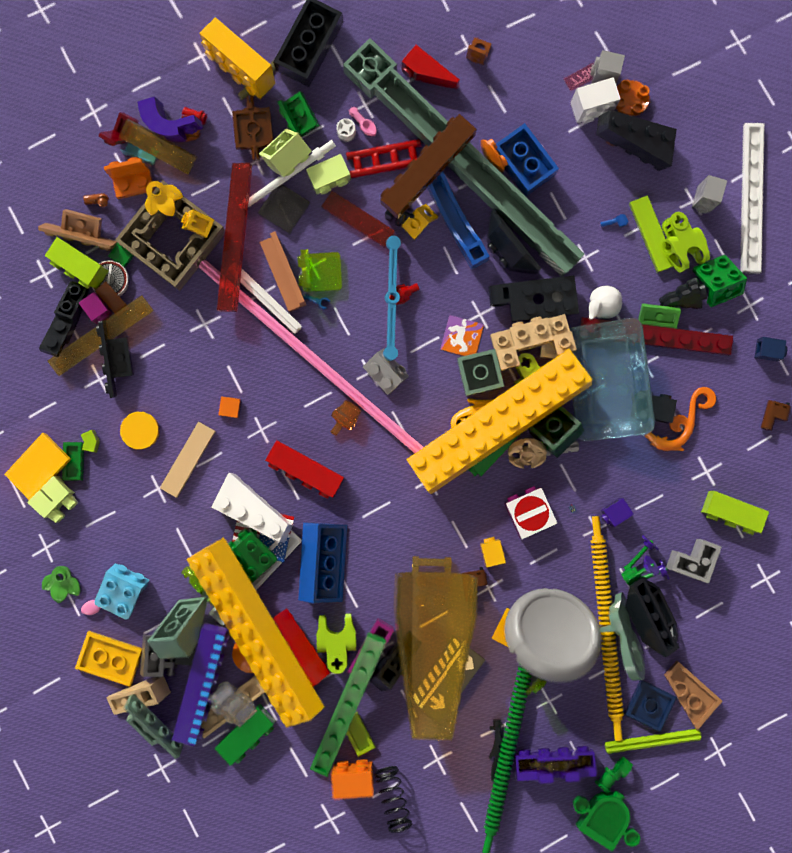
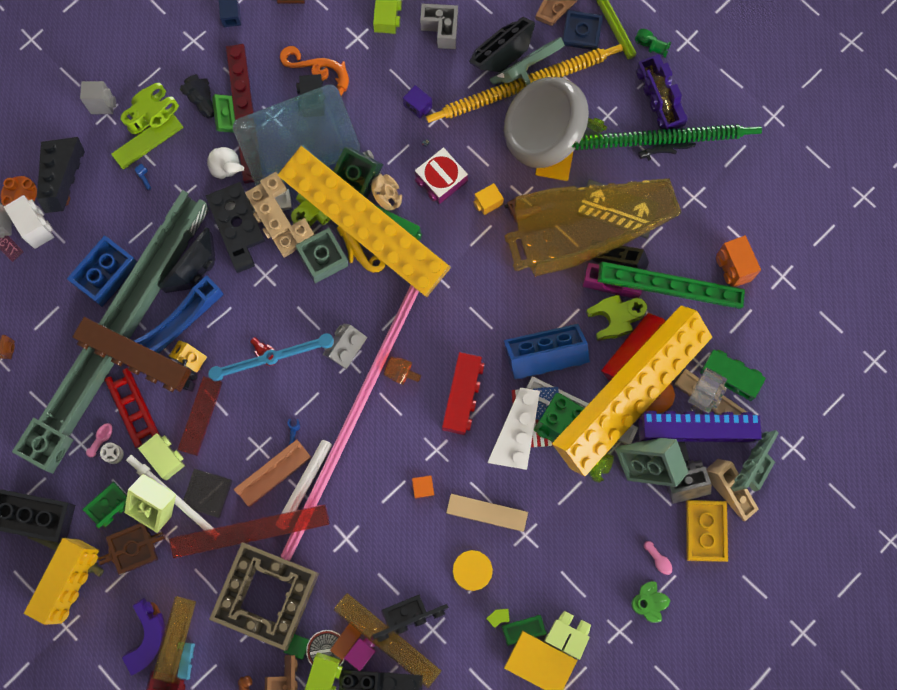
camera: 105 degrees left, 10 degrees down
(120, 591) = (637, 537): medium azure bracket -> none
(129, 177) = (215, 659): orange bracket -> none
(164, 200) = (231, 610): yellow plate -> none
(197, 223) = (245, 567): yellow bracket -> none
(200, 115) = (131, 616): red pin -> none
(320, 271) = (262, 436): clear neon green bracket -> none
(360, 736) = (699, 269): lime tile -> none
(384, 777) = (759, 211): black piece -> none
(426, 69) = (31, 391): red slope -> none
(461, 336) = (291, 285): sticker -> none
(490, 153) = (103, 302): orange dish -> none
(605, 819) = (694, 38): green piece -> none
(633, 574) = (470, 73): plant -> none
(722, 279) = (174, 68): green bracket -> none
(752, 198) = (91, 63): white tile -> none

